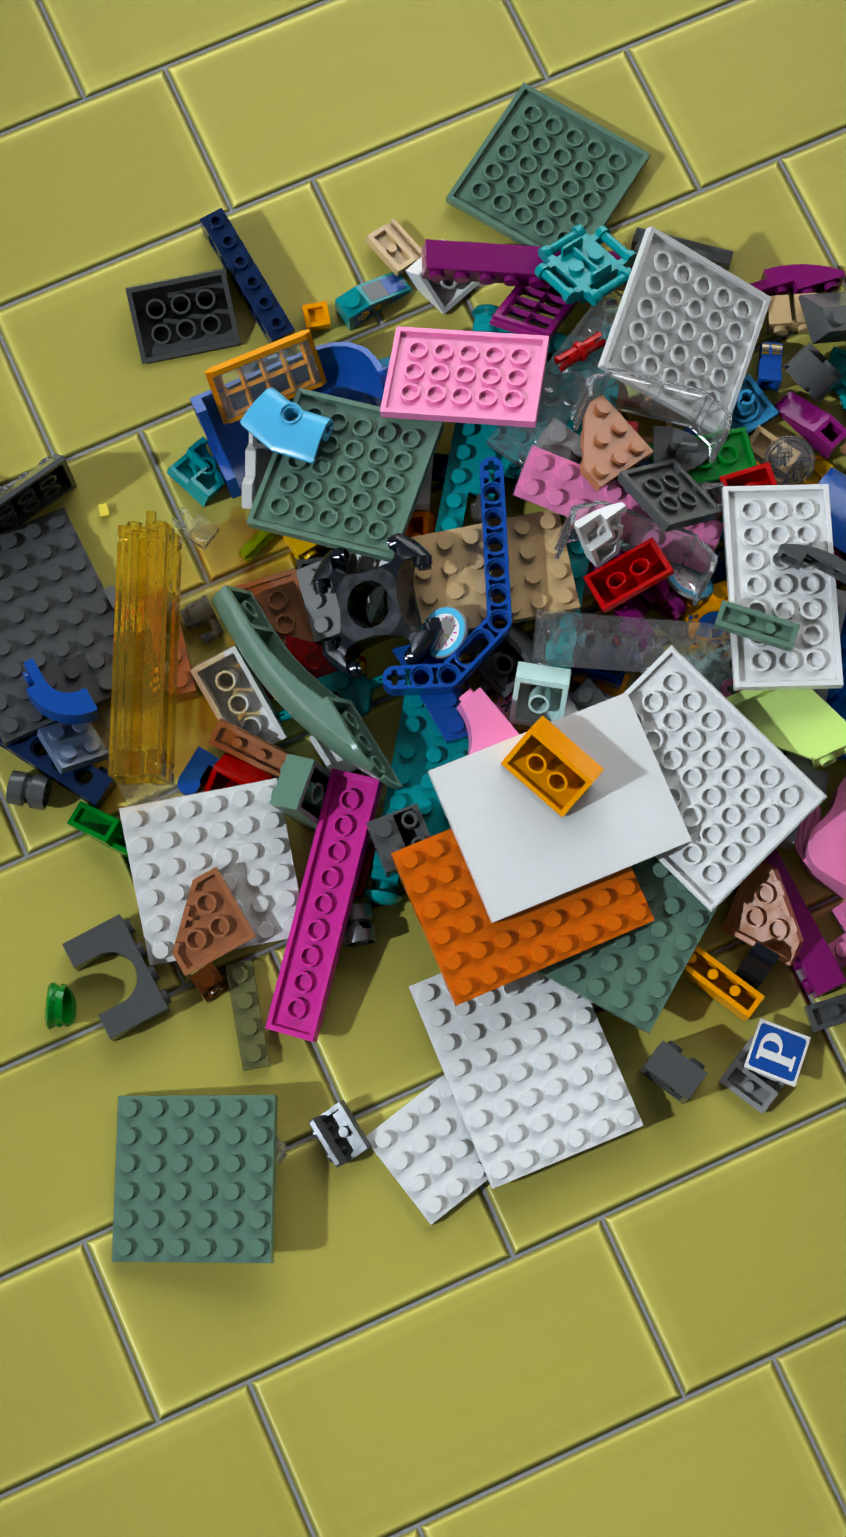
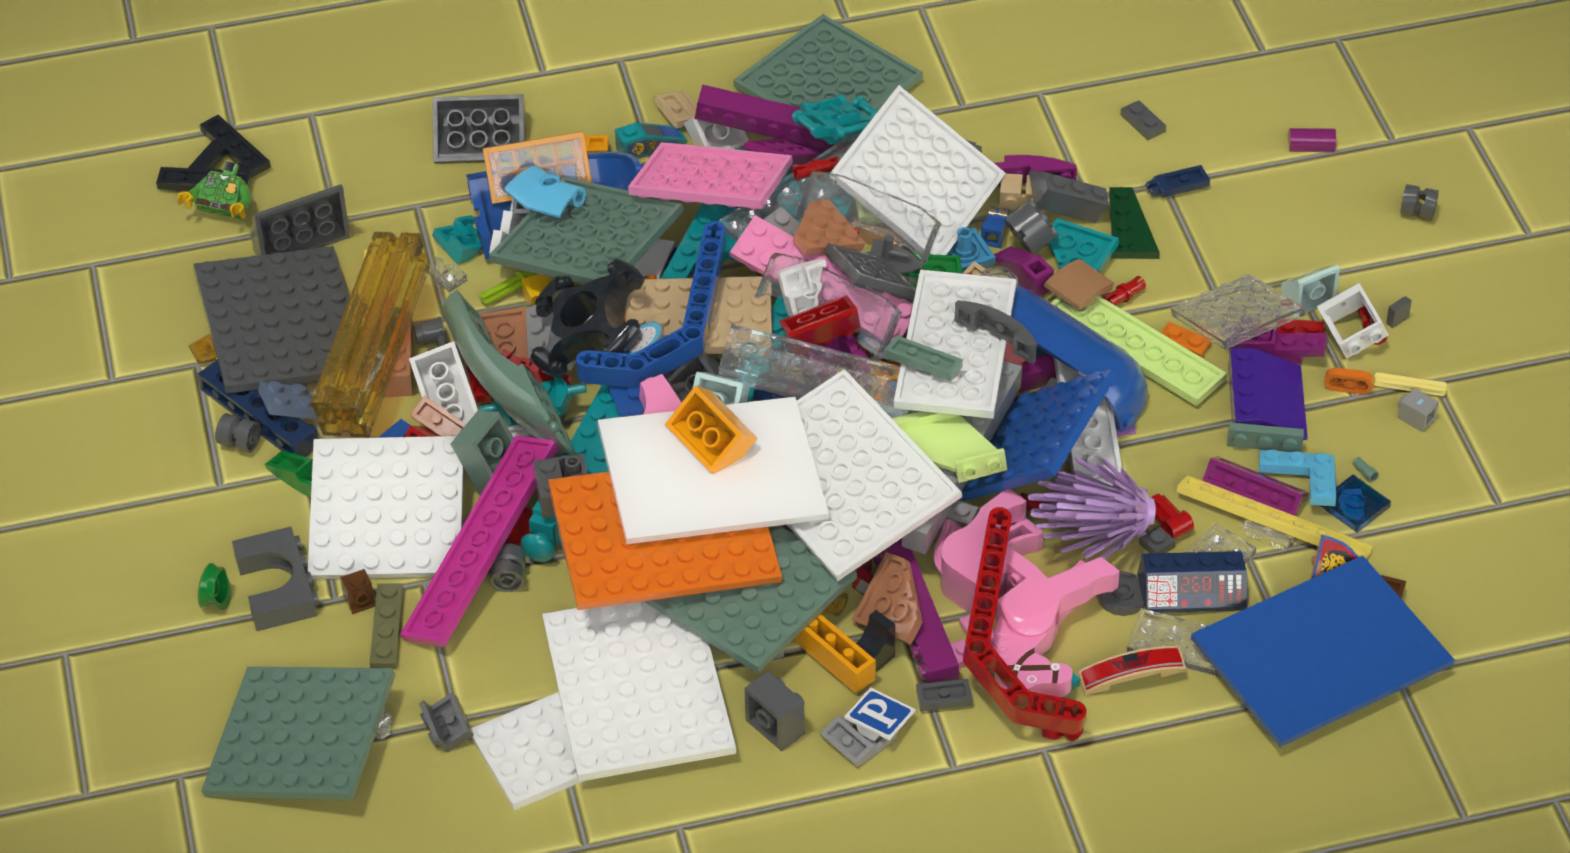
camera: 10 degrees right, 30 degrees down
(56, 705) = (285, 362): blue arch -> none
(210, 923) = (371, 539): nougat plate -> none
(246, 276) = (537, 99): dark blue brick -> none

